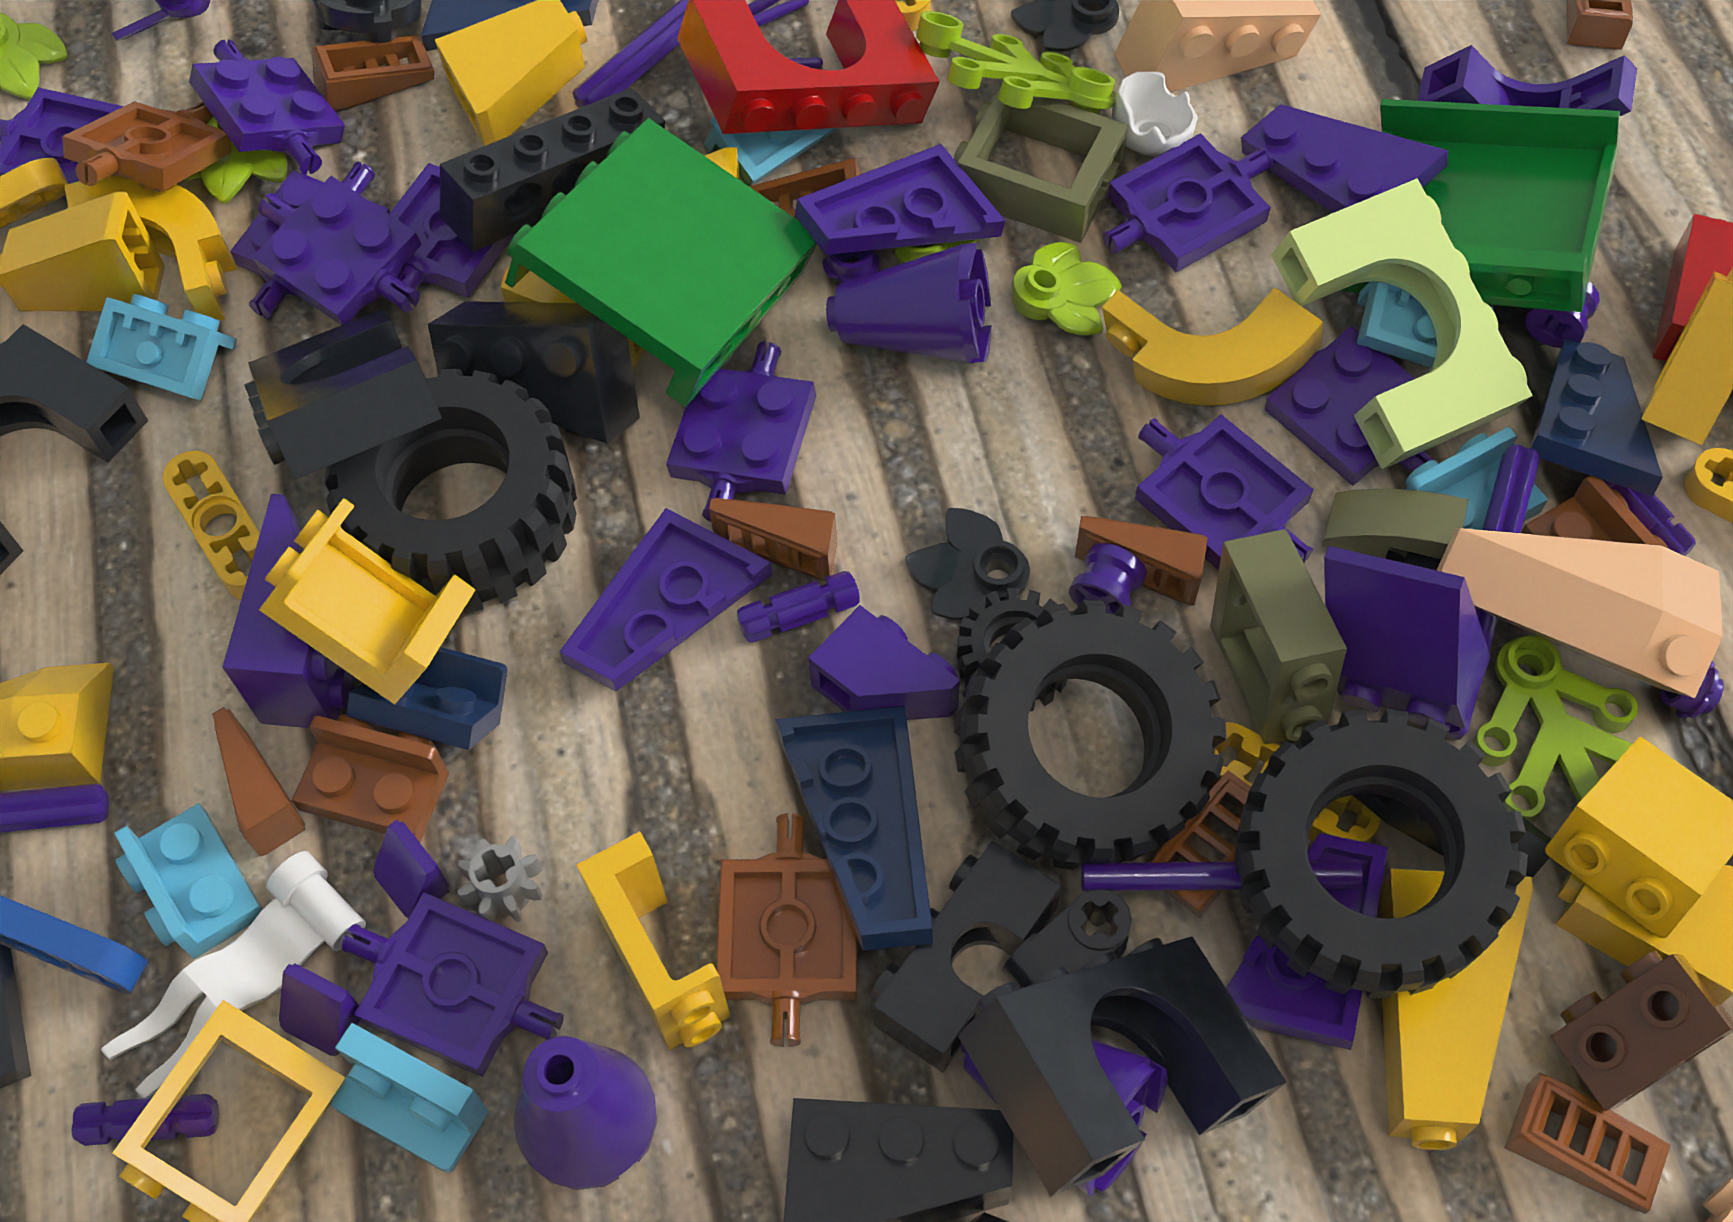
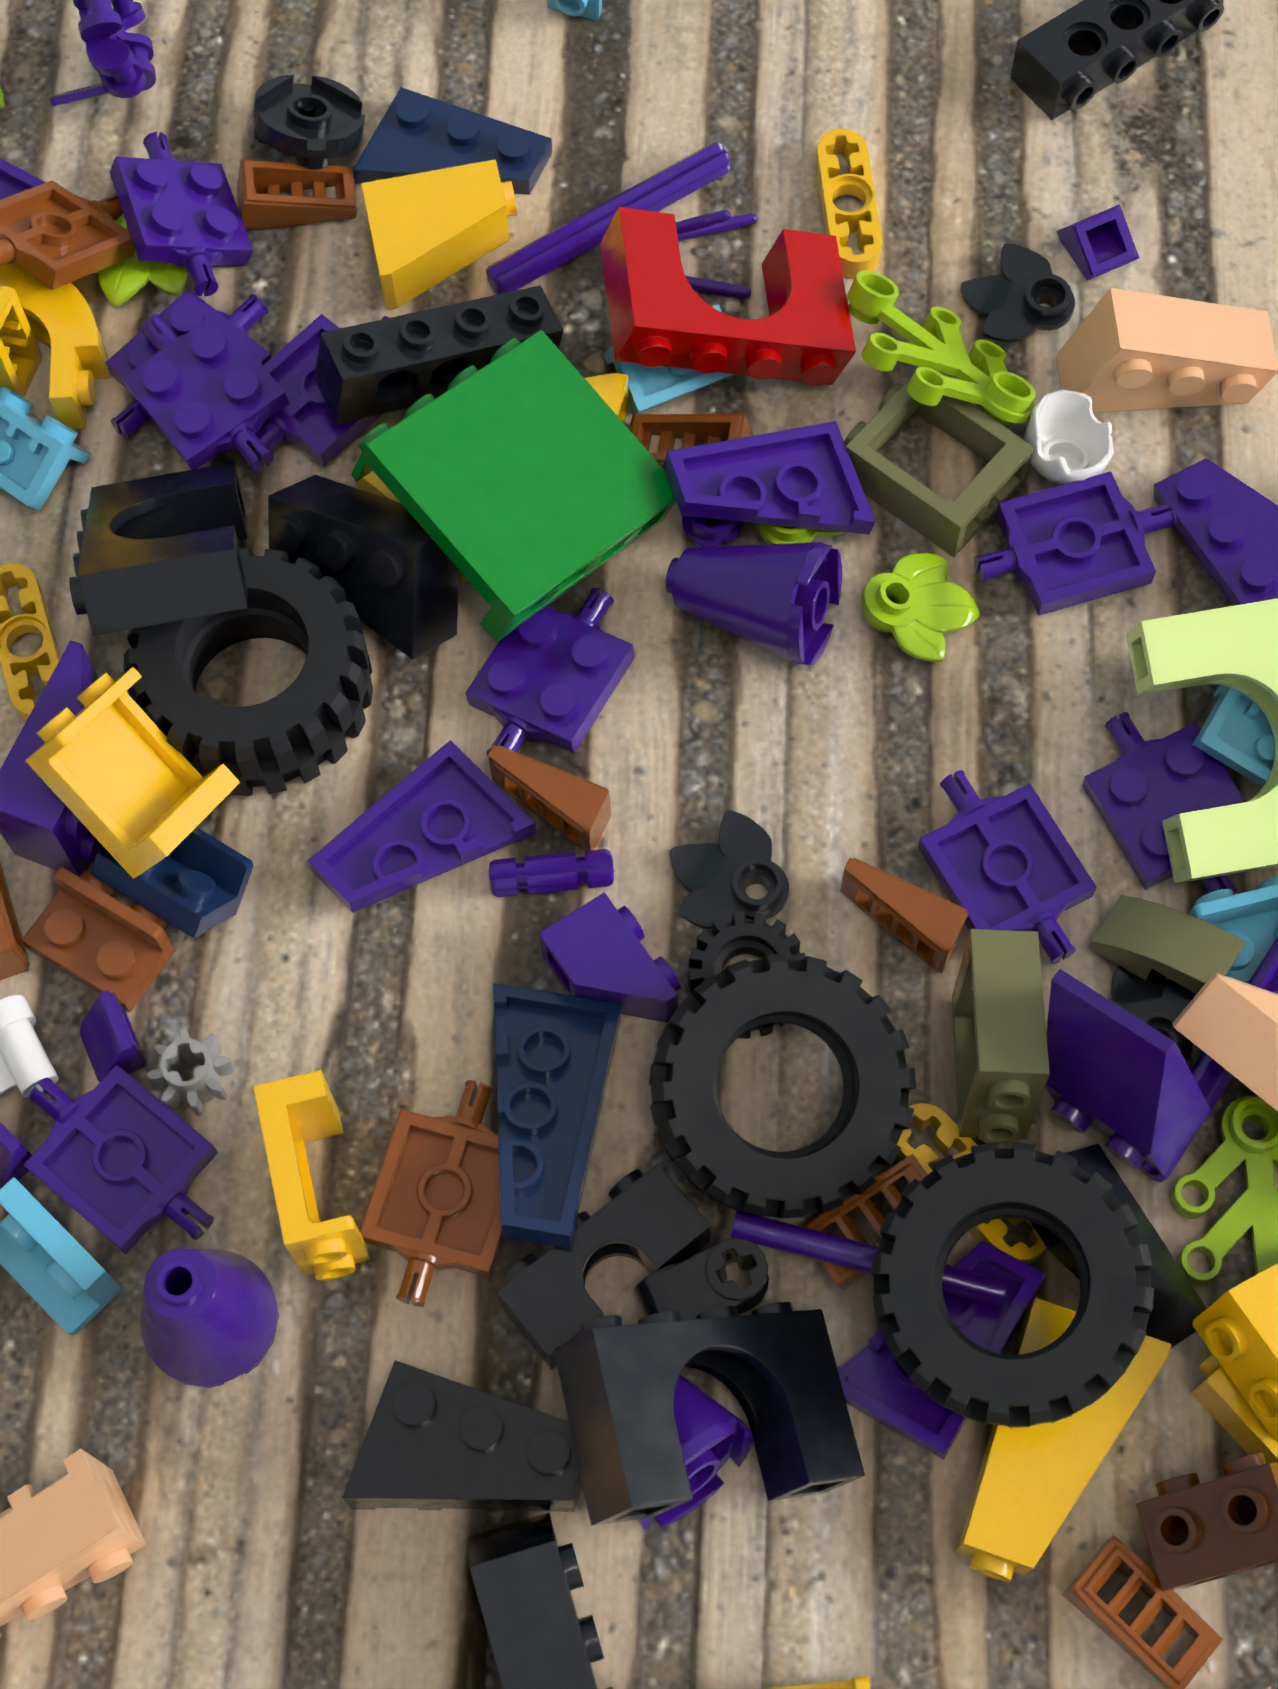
camera: 15 degrees right, 5 degrees up
(1108, 577) = (859, 929): dark purple wheel -> none
(1218, 366) = (1046, 735): yellow arch -> none

